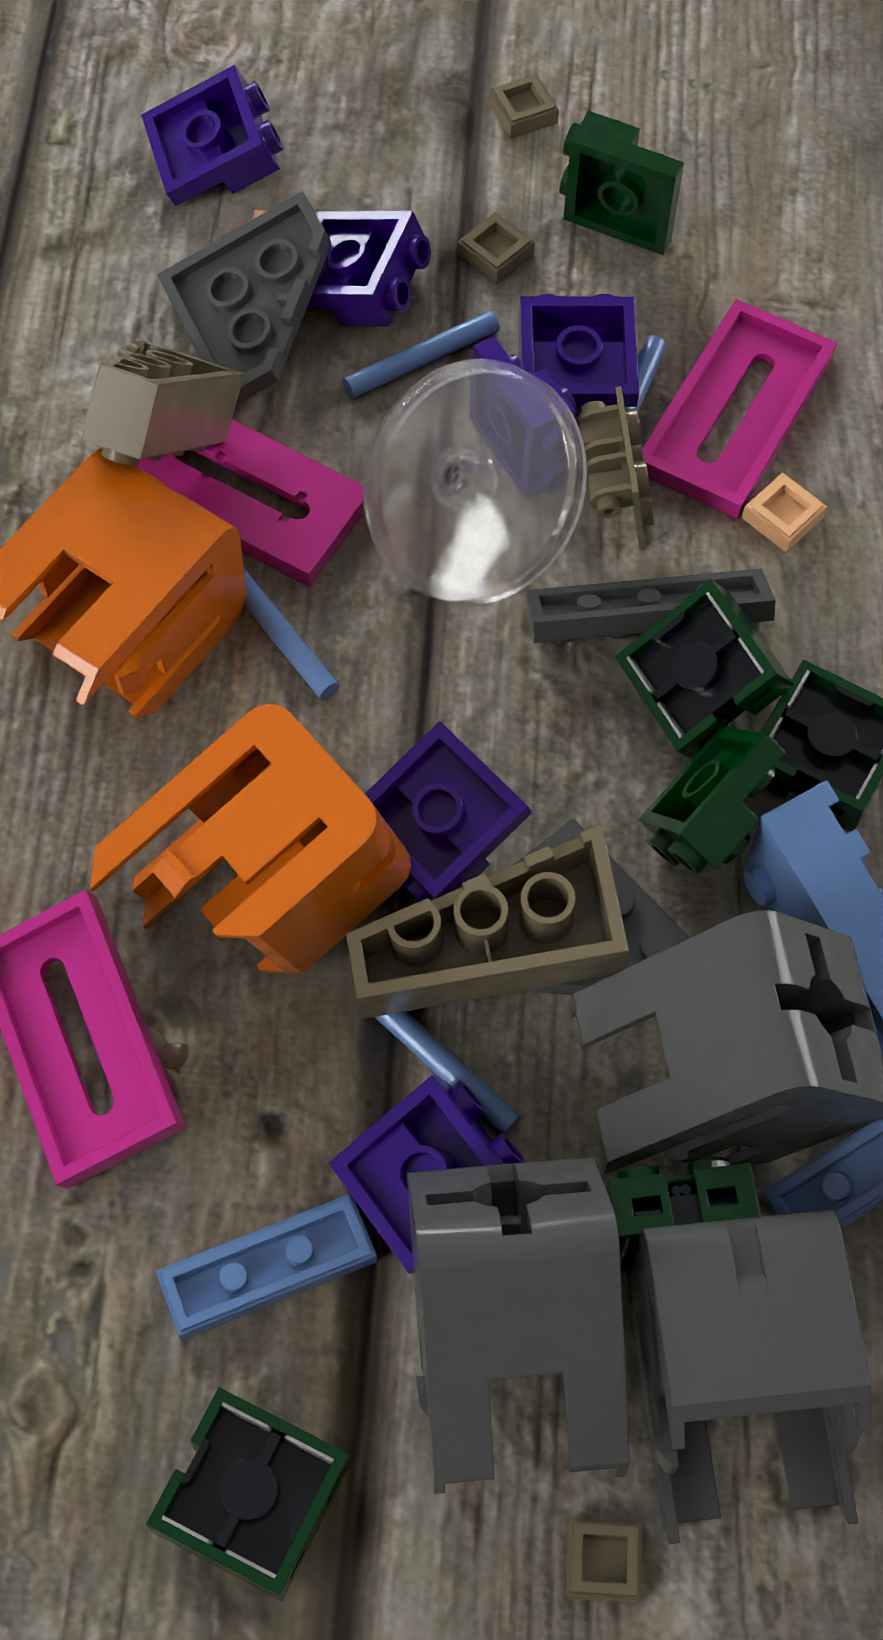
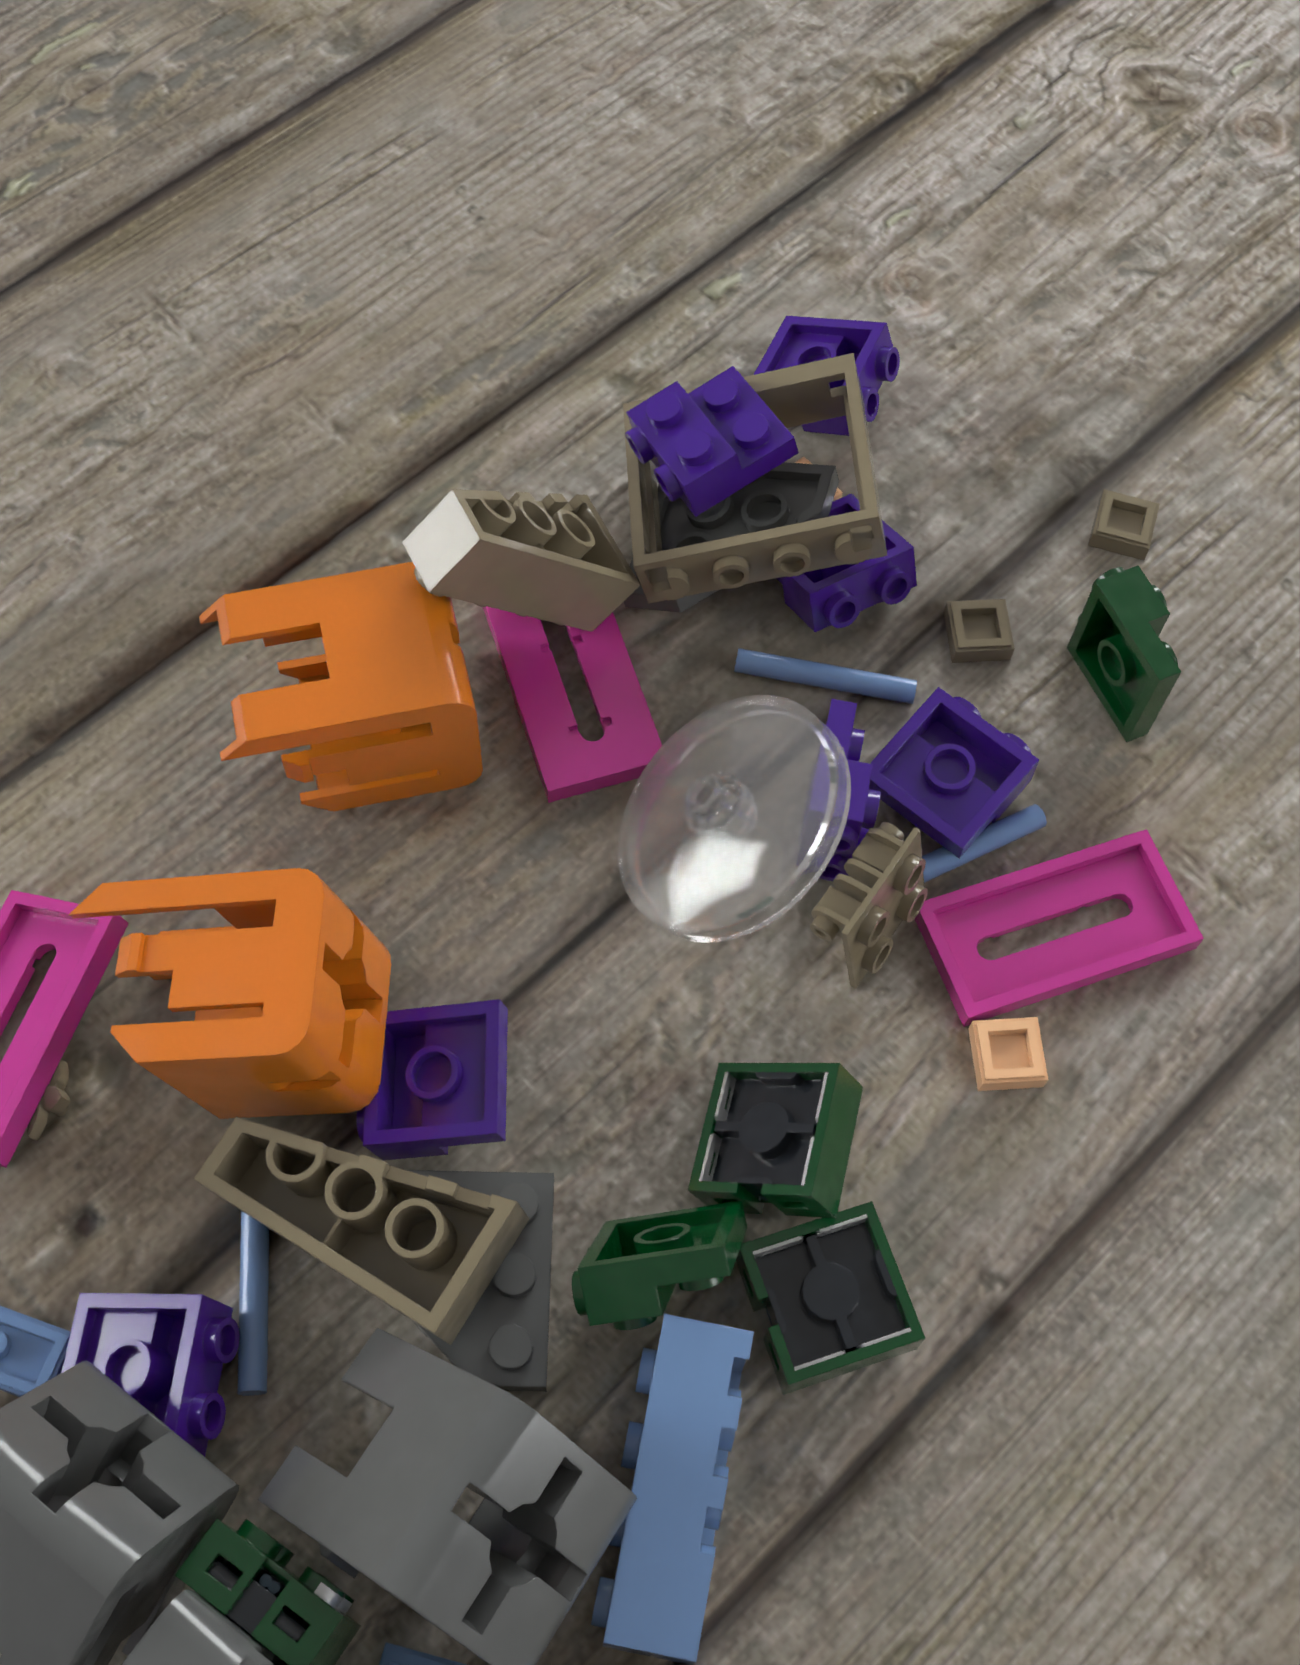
camera: 40 degrees right, 0 degrees up
(205, 185) = (797, 398): none -> dark tan window
(205, 226) = (708, 439): none -> dark purple plate
(289, 641) = (485, 819): medium blue bar -> none
(635, 605) = (790, 1033): dark grey plate -> none

